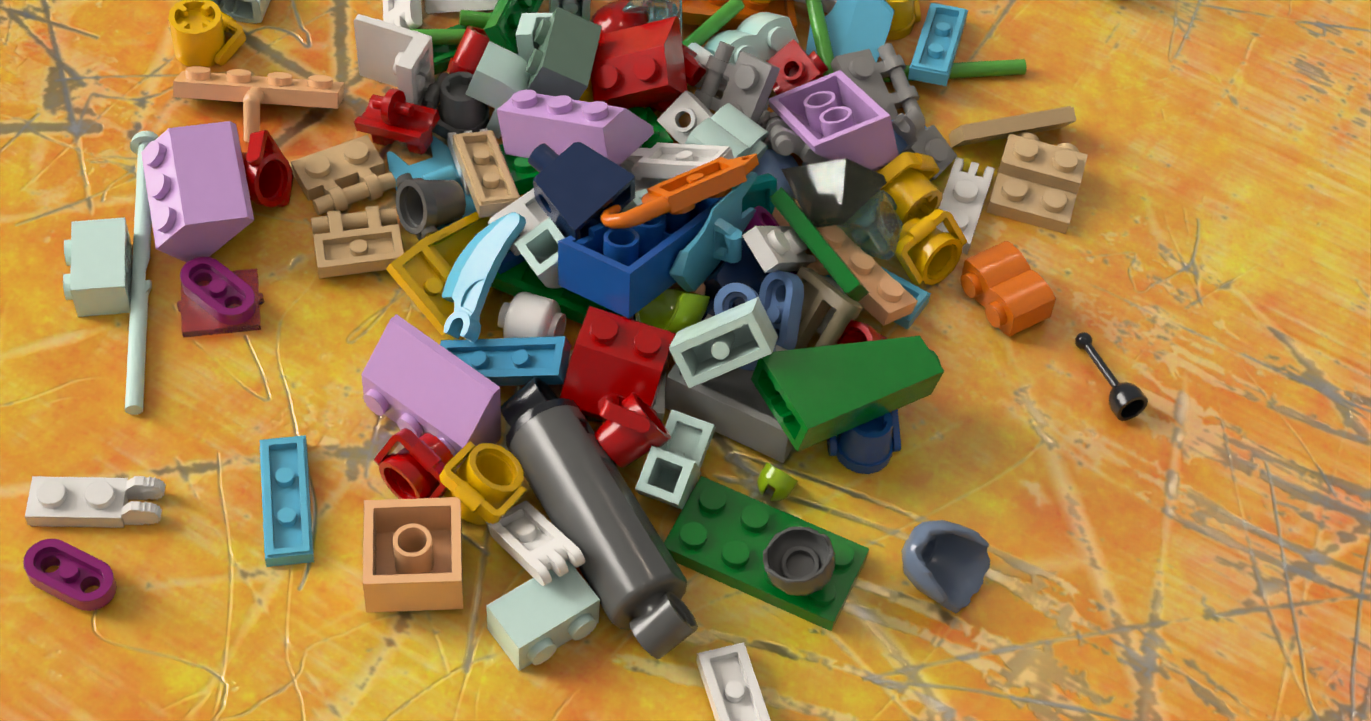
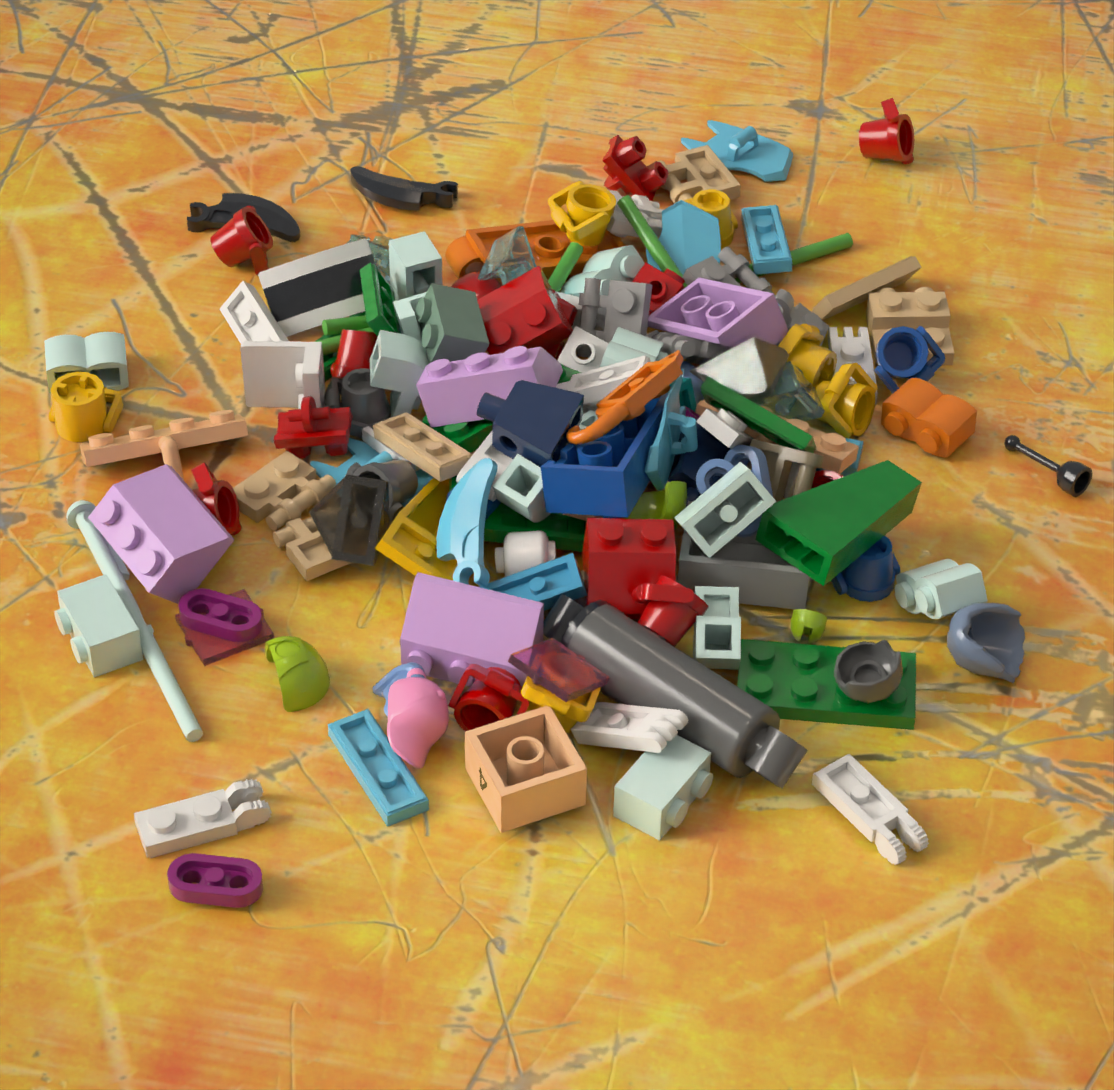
camera: 15 degrees left, 10 degrees down
(257, 375) = (300, 672): none -> lime helmet
(337, 458) = (414, 711): none -> bright pink hair
(380, 233) = (354, 518): none -> clear smoke slope
(485, 463) = (558, 669): none -> clear pink piece
(922, 488) = (940, 588): none -> light aqua brick
(1009, 213) = (904, 354): none -> blue piece

